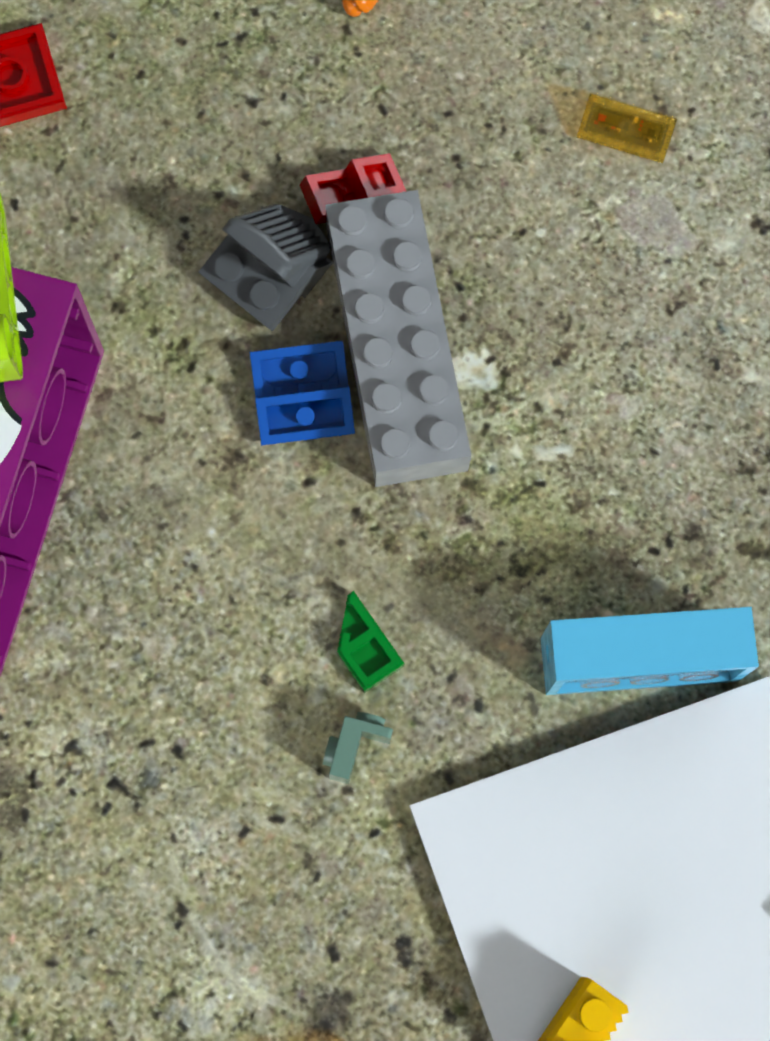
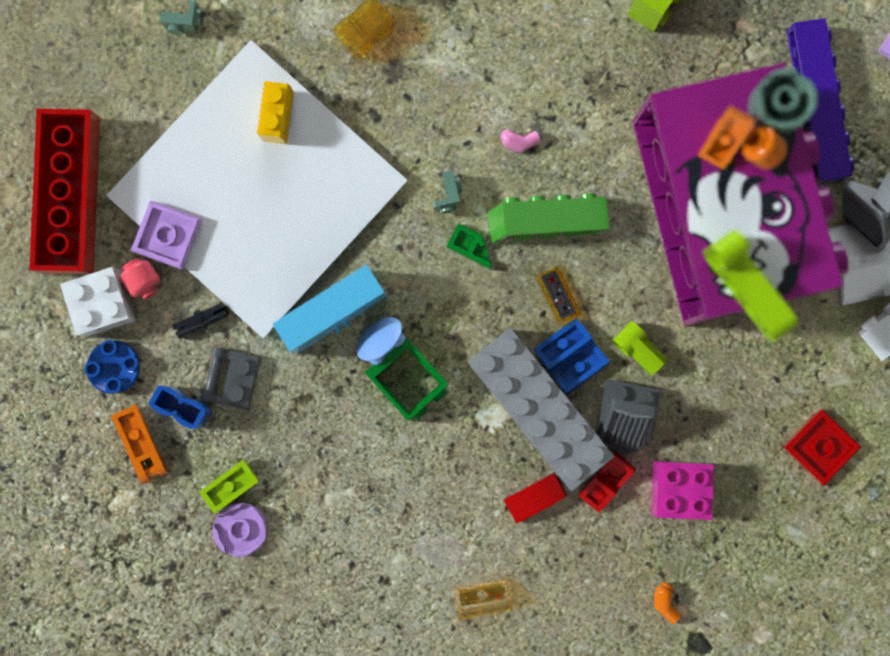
camera: 160 degrees right, 10 degrees up
(194, 355) = (635, 343): none -> lime piece
(194, 769) = (519, 143): none -> bright pink arm
(219, 613) = (548, 217): none -> bright green wedge
(250, 117) = (682, 490): none -> dark pink brick
(270, 494) = (557, 295): none -> slope
(469, 217) = (535, 497): none -> red slope
(585, 534) = (420, 409): none -> green window
(590, 567) = (380, 340): none -> light blue dish

